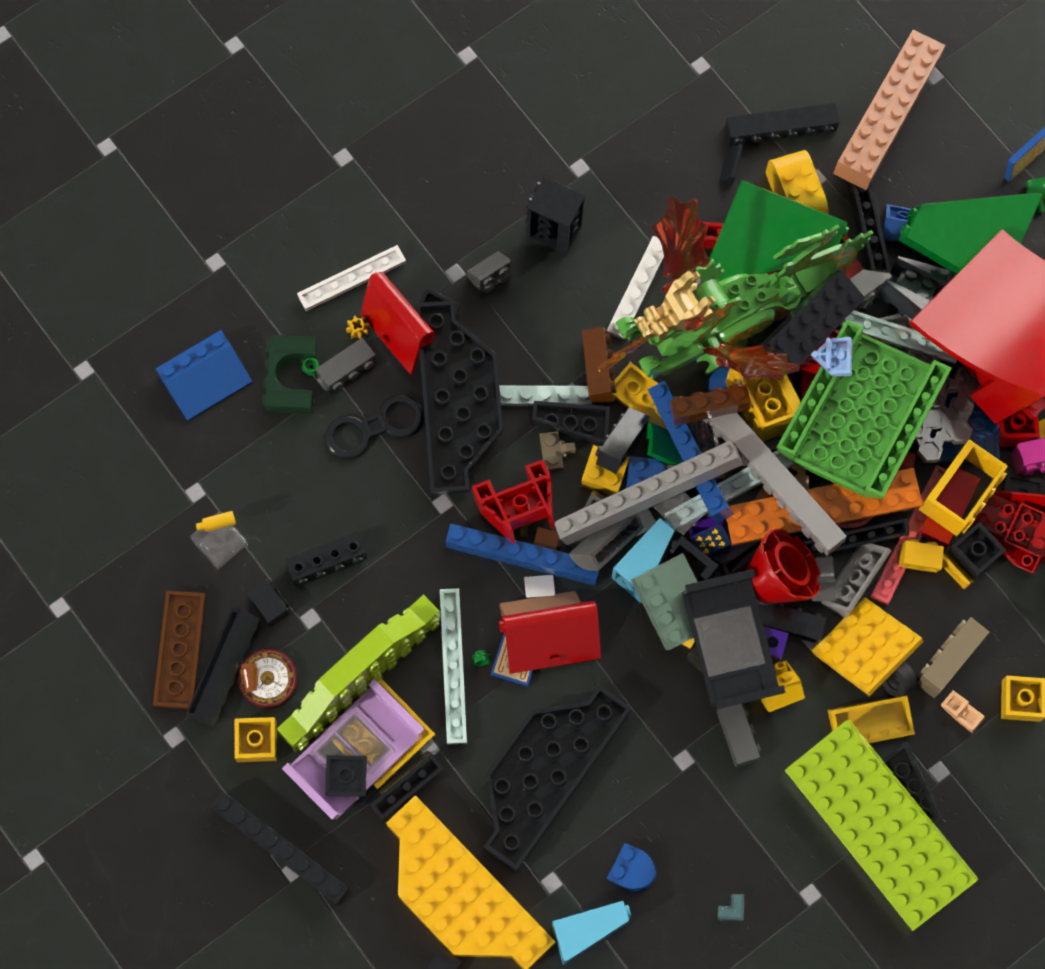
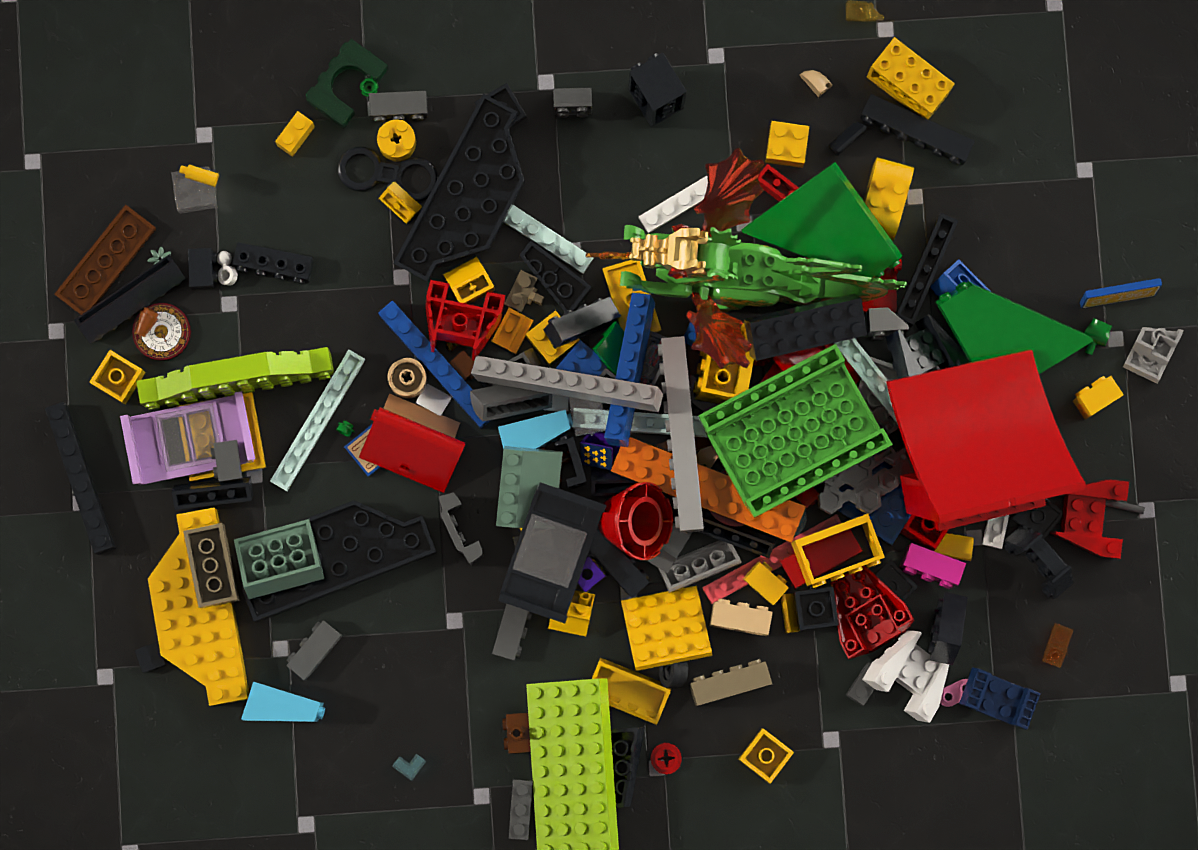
camera: 30 degrees right, 10 degrees up
(204, 375) = (274, 38): blue slope -> none
(221, 617) = (157, 256): none -> sand green plant
(274, 441) = (295, 133): none -> yellow brick
(282, 583) = (224, 259): none -> white plate
(346, 776) = (168, 455): black plate -> none
(350, 278) = (453, 31): white plate -> none
(359, 332) = (427, 83): yellow gear -> none
(362, 383) = (387, 145): none -> yellow brick
(395, 321) = (460, 95): red door -> none
(400, 747) = (227, 461): none -> dark grey brick
(401, 442) = (400, 202): none -> yellow slope
(448, 843) = (211, 565): none -> dark tan brick
(503, 801) = (278, 559): none -> sand green slope
(504, 468) = (469, 281): none -> yellow slope
(514, 573) = (402, 368): none -> tan brick
(567, 487) = (512, 331): none -> light orange plate
(582, 863) = (313, 650): none -> dark grey brick
(597, 351) = (608, 239): reddish brown brick -> none
(633, 869) = (351, 682): blue slope -> none
(641, 686) = (450, 504): none -> dark grey plate
(673, 62) = (862, 11): none -> clear yellow slope
(675, 137) = (816, 81): none -> tan brick
(688, 188) = (787, 144): none -> yellow brick
(710, 404) = (664, 342): reddish brown brick -> none
(750, 86) = (910, 79): none -> yellow brick
(804, 818) = (517, 733): none -> reddish brown brick
(835, 356) = (802, 370): light blue slope -> none
(853, 882) = (520, 809): none -> dark grey brick
(889, 109) = (1016, 177): nougat brick -> none
(922, 597) = (740, 617): none -> tan brick
(942, 748) = (673, 764): none -> red gear
(962, 711) = (710, 732): light nougat slope -> none

